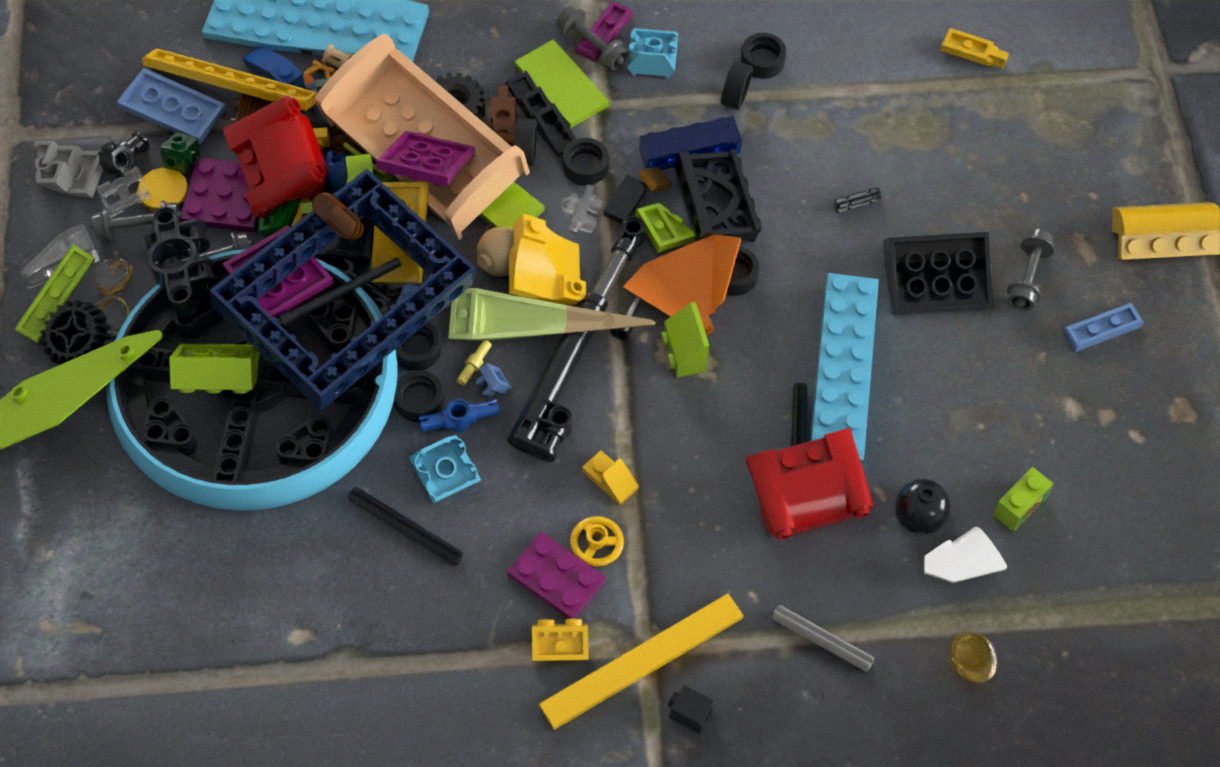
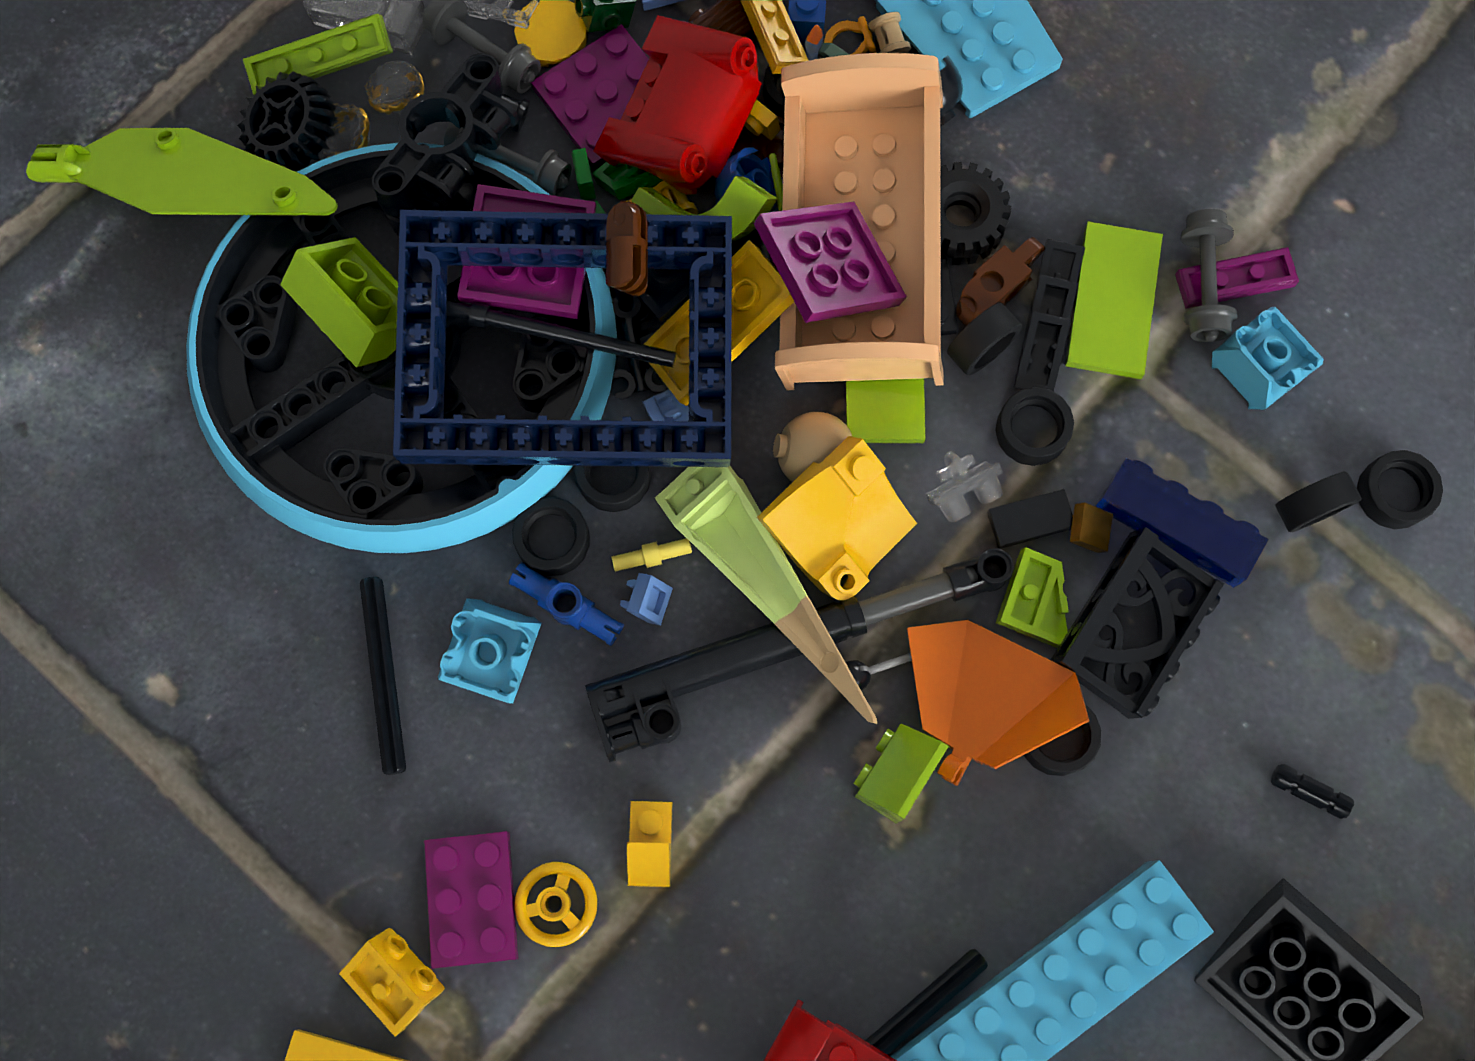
camera: 50 degrees right, 15 degrees up
(253, 231) = (583, 174): none -> green tile

